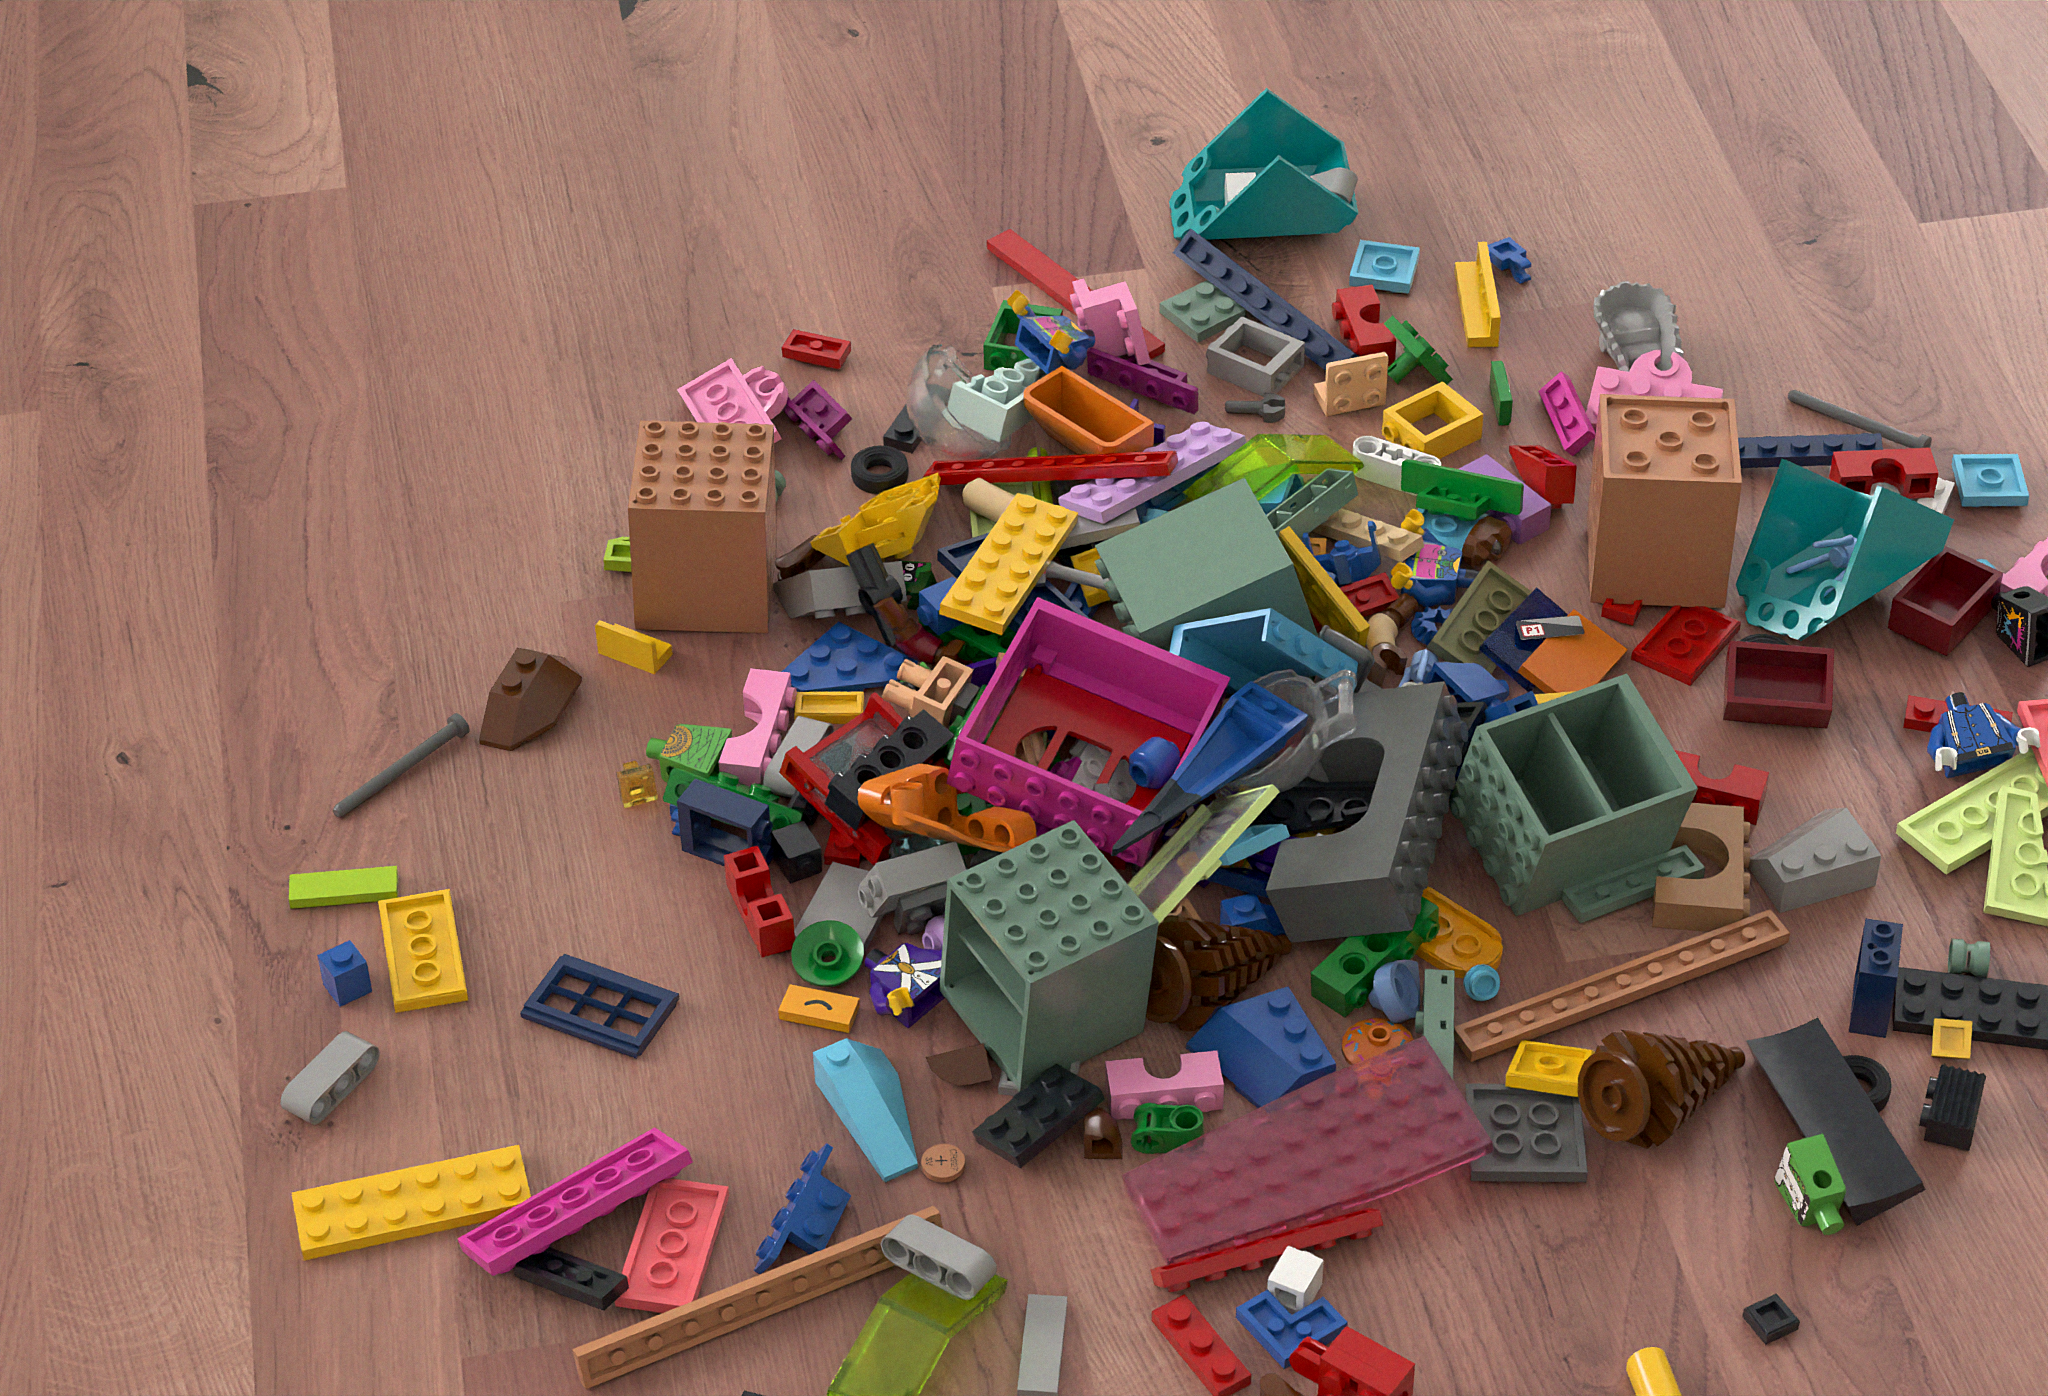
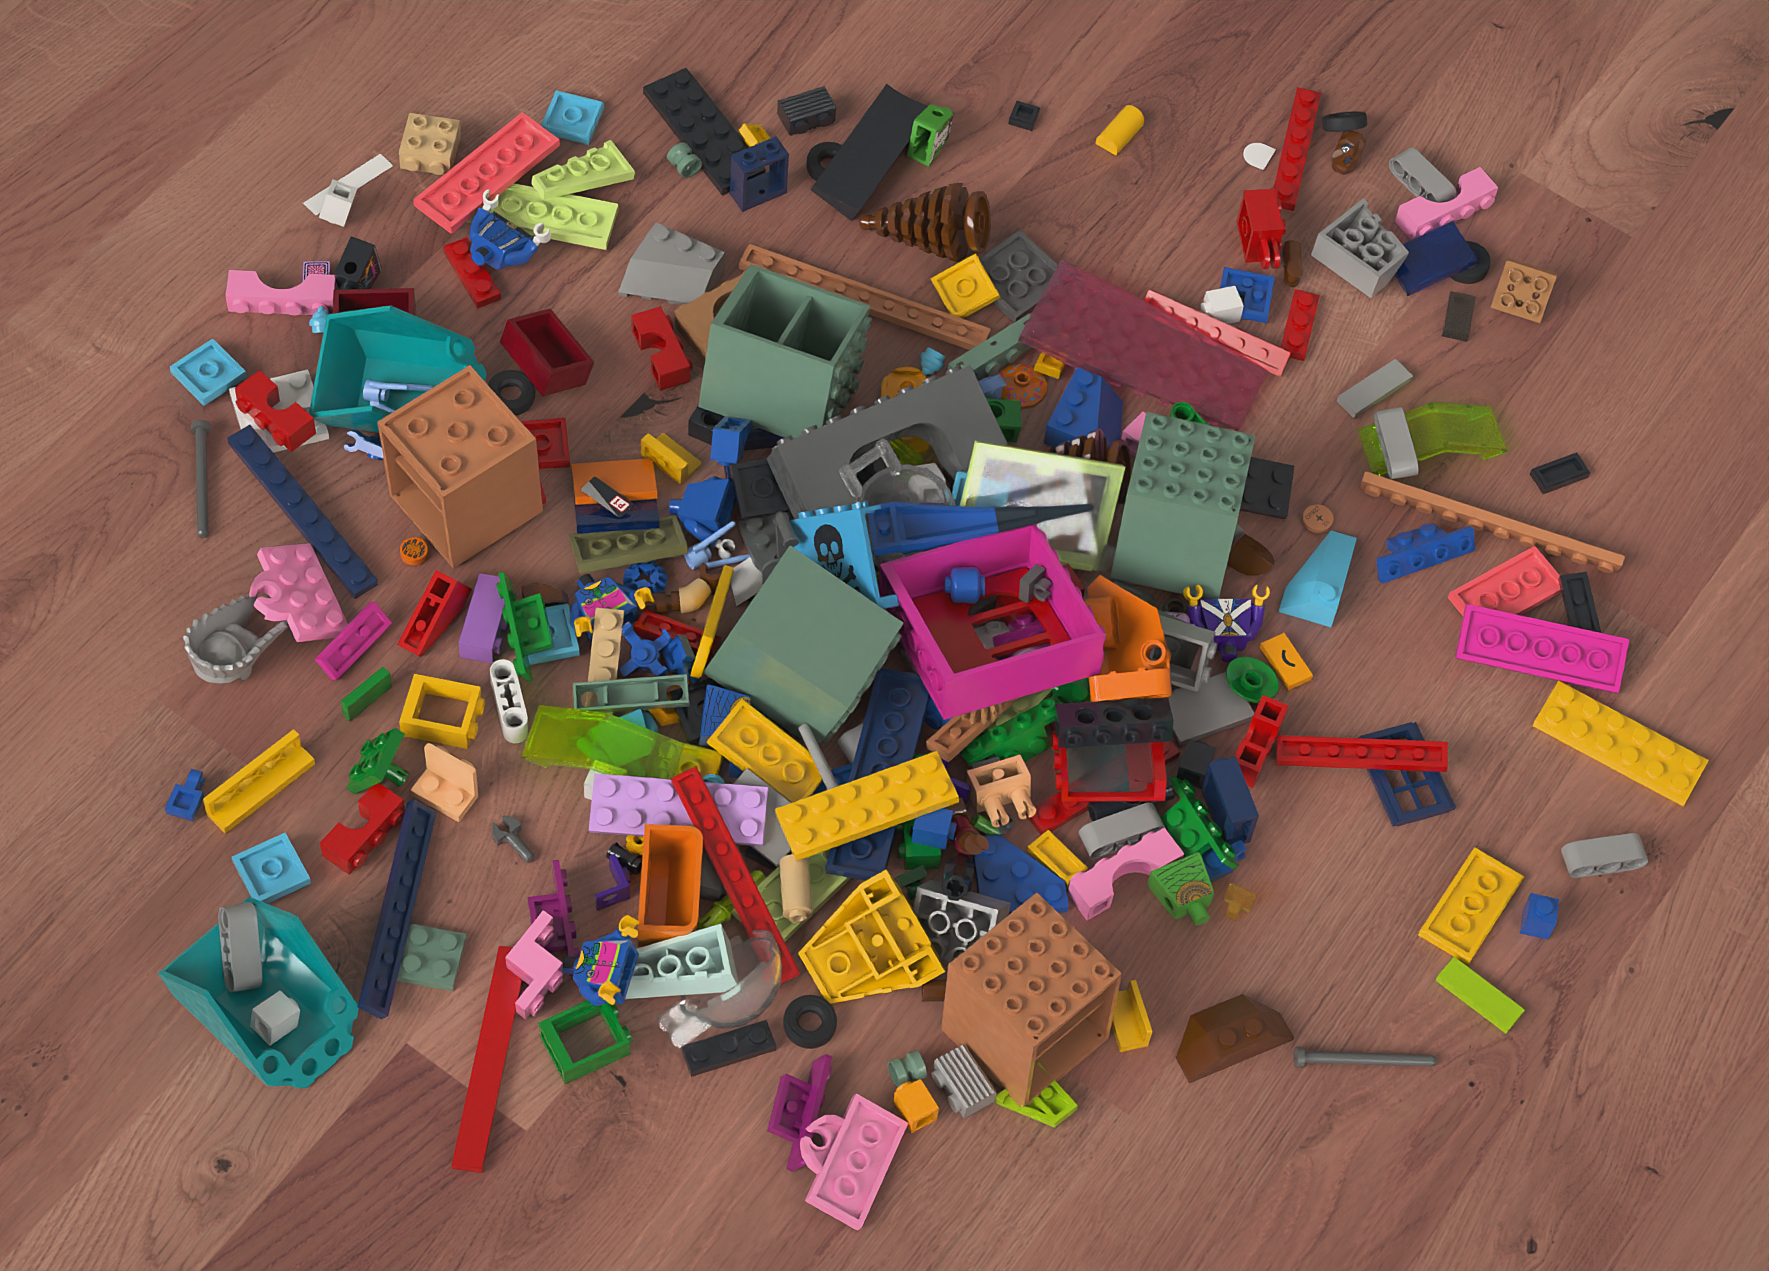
camera: 140 degrees left, 15 degrees up
(651, 969) = (1362, 753): none -> red plate
(816, 349) = (723, 1176): red plate -> none
(1259, 379) = (460, 847): light grey window -> none

